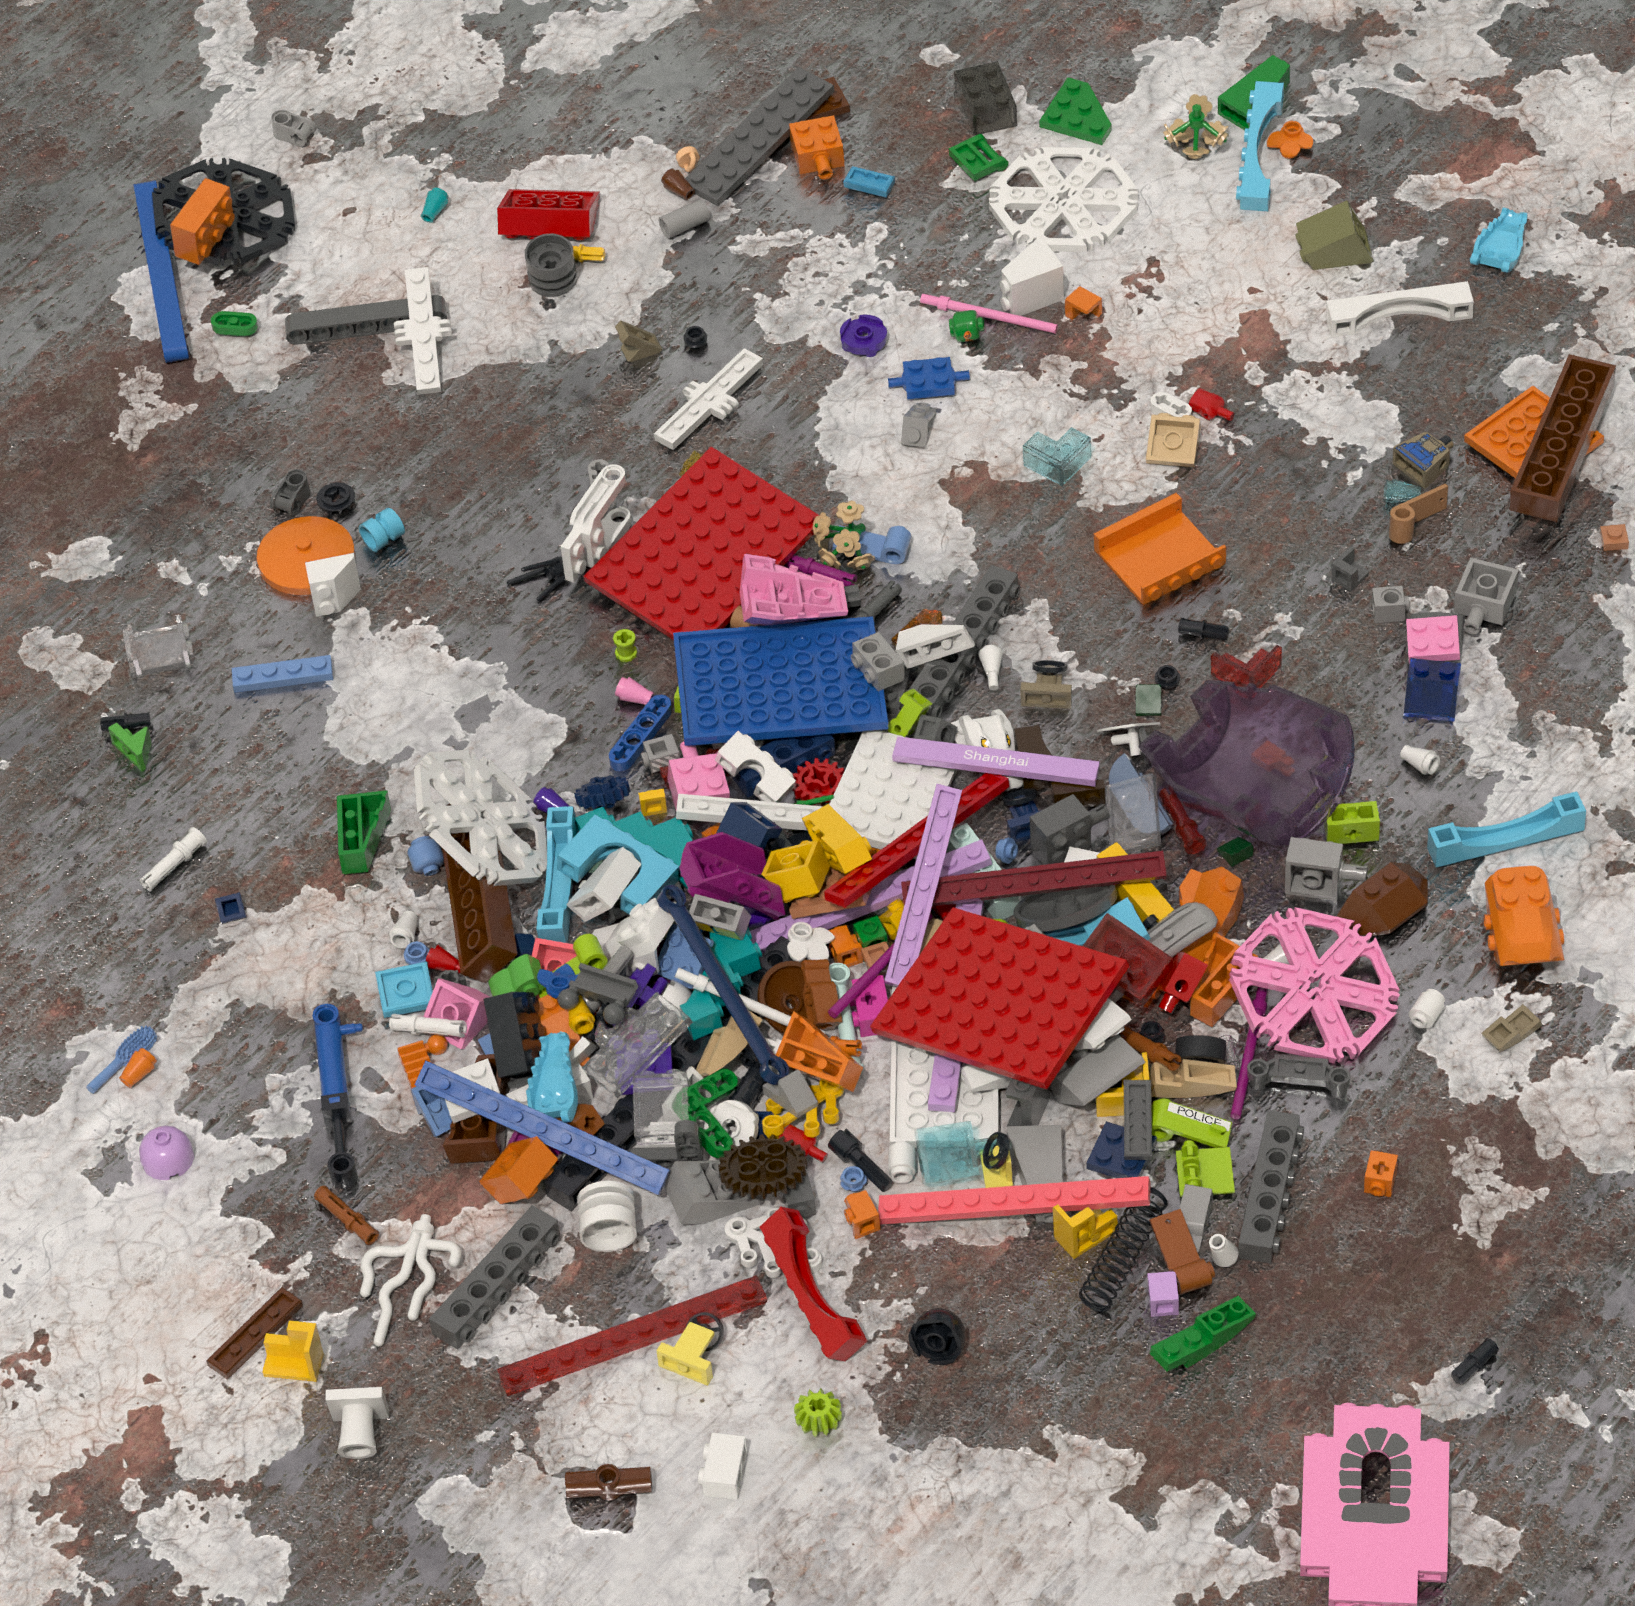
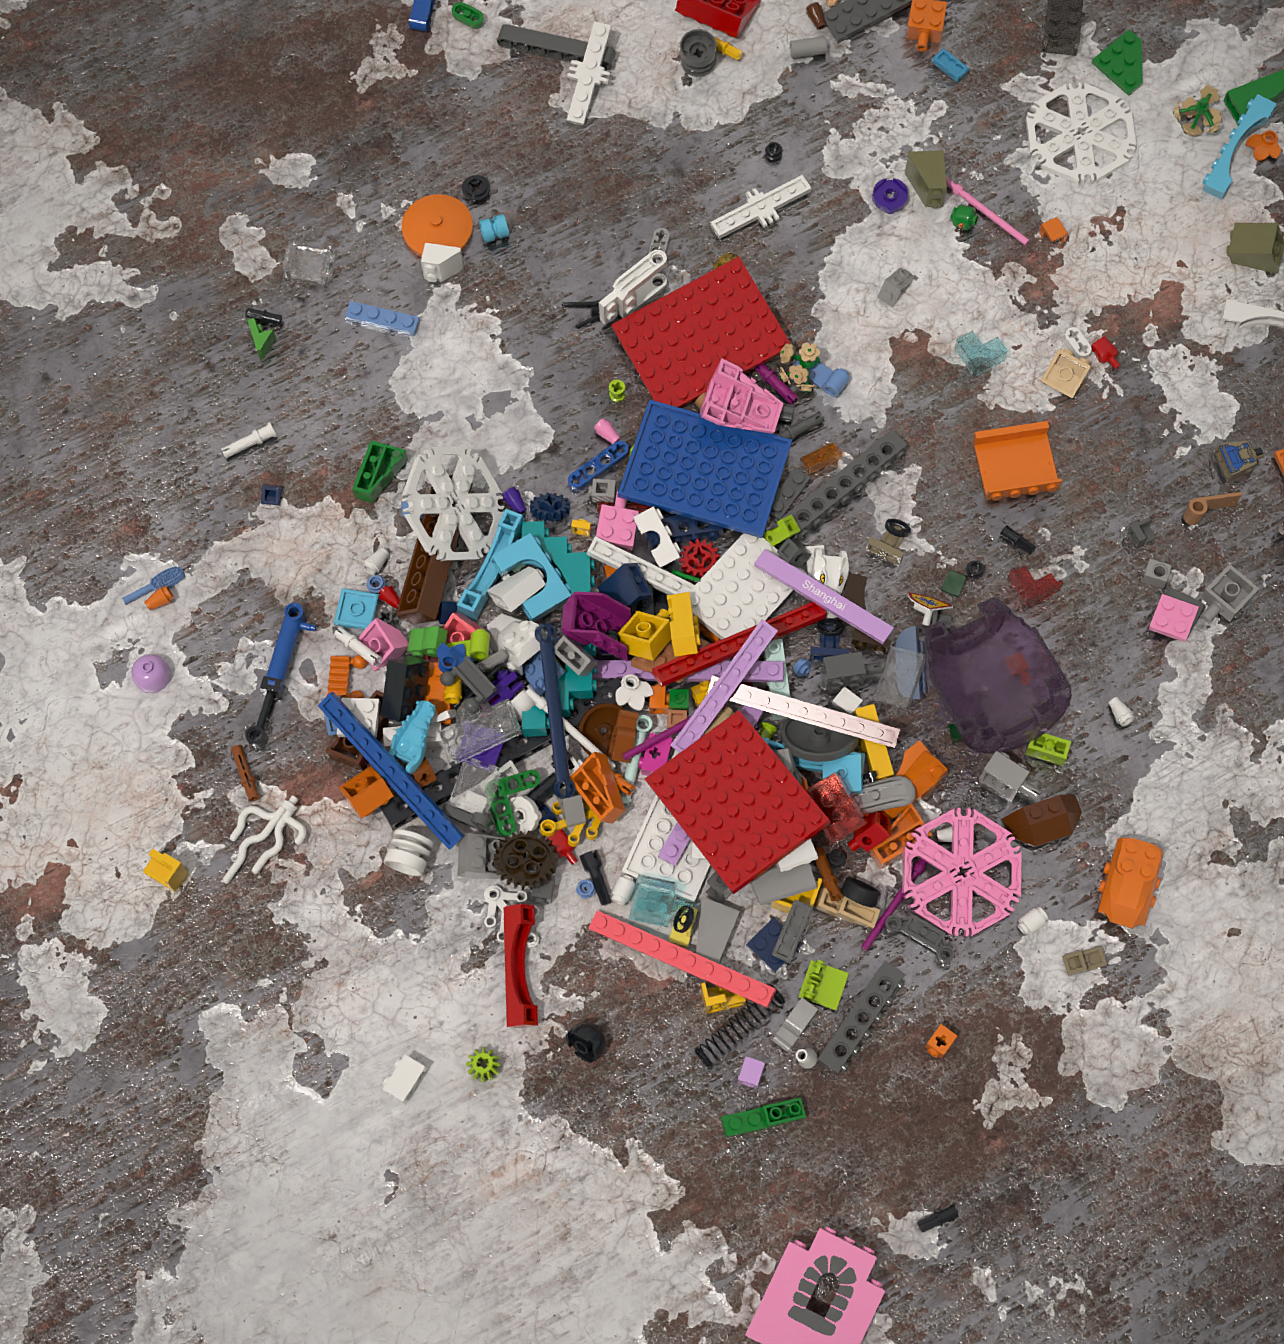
camera: 20 degrees right, 20 degrees up
(251, 1334) = (150, 838): reddish brown tile -> none
(291, 492) = (445, 175): dark grey piece -> none
(357, 1410) = (182, 942): white plant -> none
(464, 1301) = (323, 855): dark grey brick -> none
(593, 1482) = (313, 1054): reddish brown piece -> none
(629, 1336) = (390, 947): clear red plate -> none
(637, 342) = (732, 139): dark tan slope -> none
(686, 1354) = (423, 977): light yellow piece -> none
(723, 1047) = (538, 754): tan slope -> none
(861, 1214) = (578, 919): orange brick -> none
(877, 661) = (778, 483): light grey brick -> none
(900, 297) = (927, 176): none -> olive slope
(928, 378) = (919, 249): blue plate -> none
(931, 642) = (817, 479): white slope -> none
(973, 161) = (1030, 75): green plate -> none
(991, 660) = (860, 504): white cone -> none
(1032, 280) = (1025, 198): white slope -> none
(1173, 1118) = (828, 944): lime door -> none
(1181, 1252) = (777, 1047): dark orange door -> none
(1185, 827) = (932, 702): clear red pin -> none
(1400, 491) = (1208, 480): clear light blue cone -> none
(1432, 689) = (1154, 658): clear blue slope -> none
(1557, 818) = (1179, 803): medium azure arch -> none

